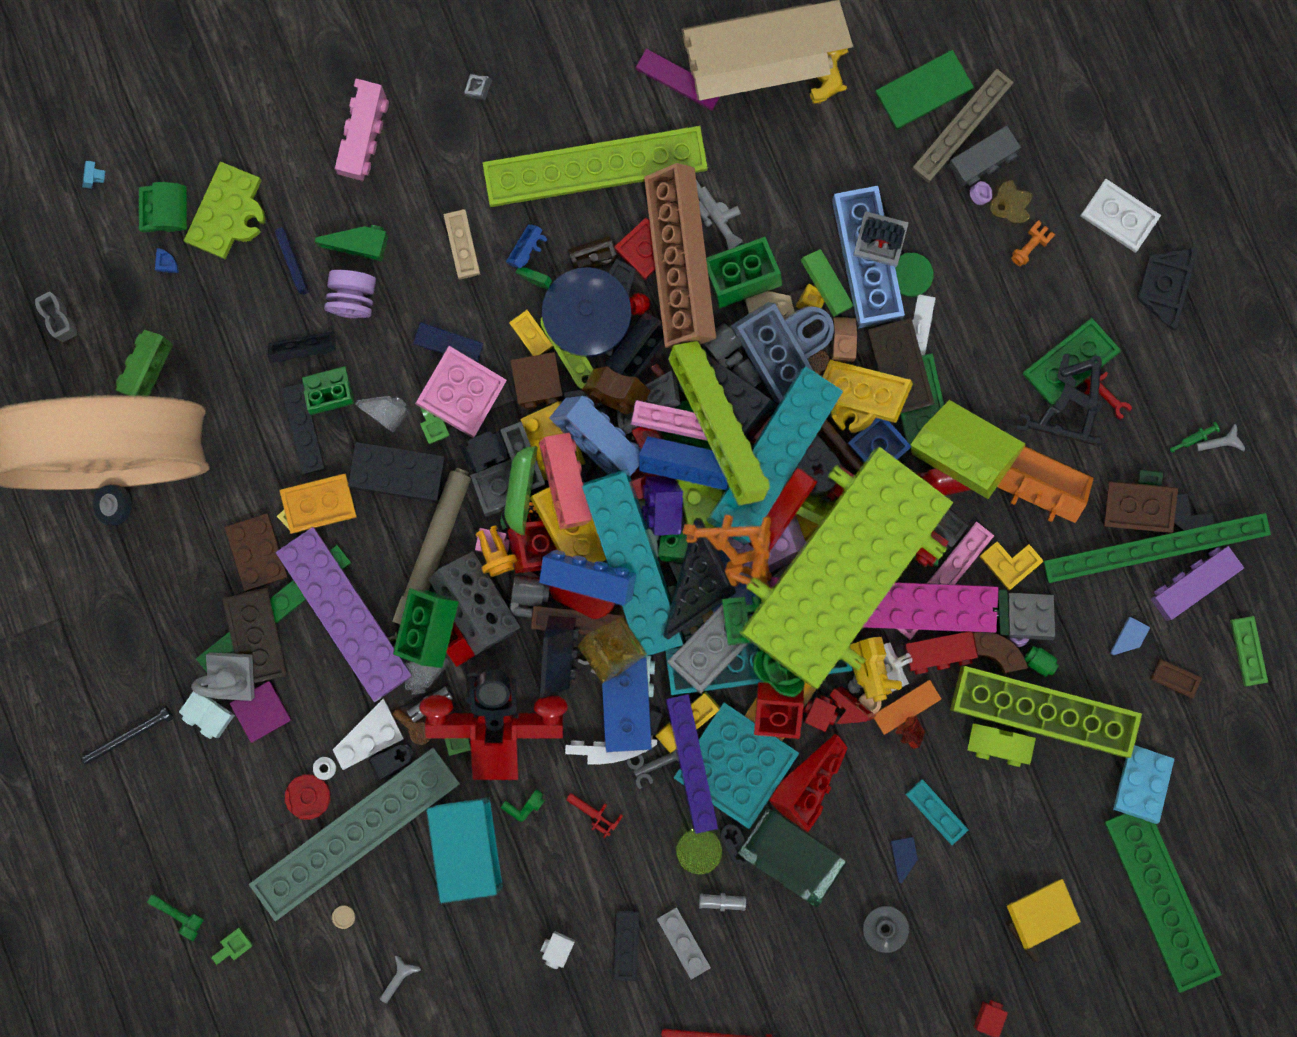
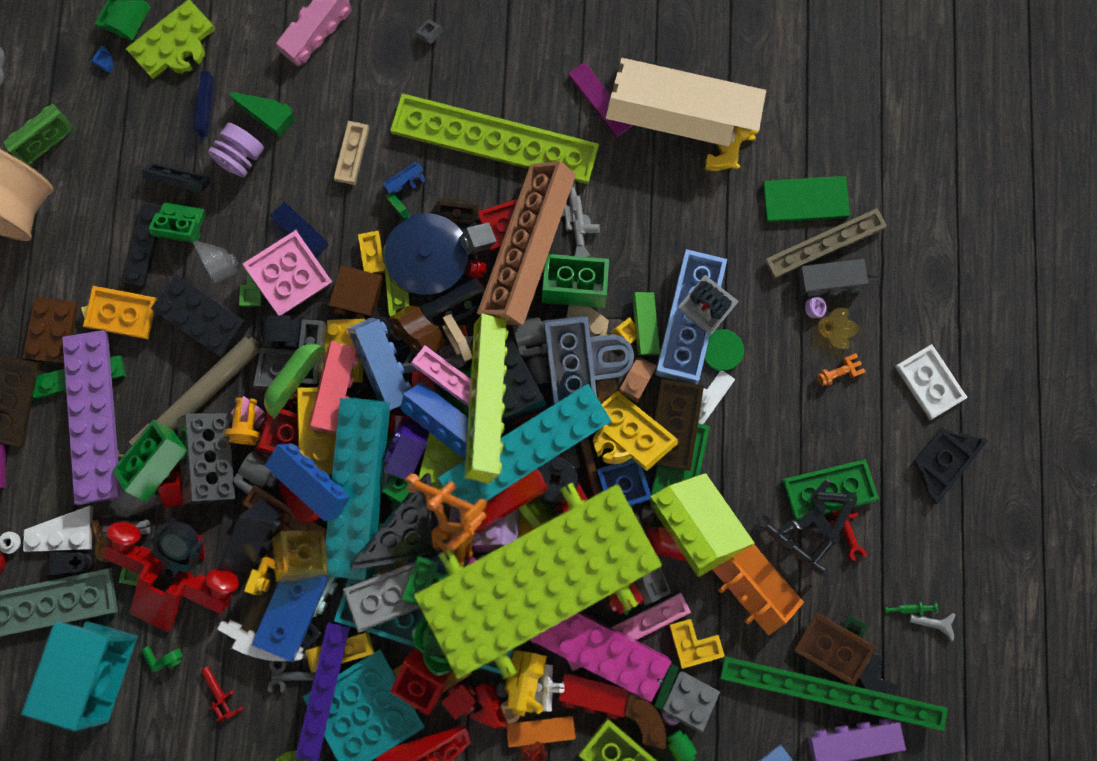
camera: 25 degrees right, 5 degrees down
(583, 692) = (259, 579): none -> yellow plate
(630, 274) = (477, 238): none -> brick
(659, 379) = (456, 338): none -> tan plate

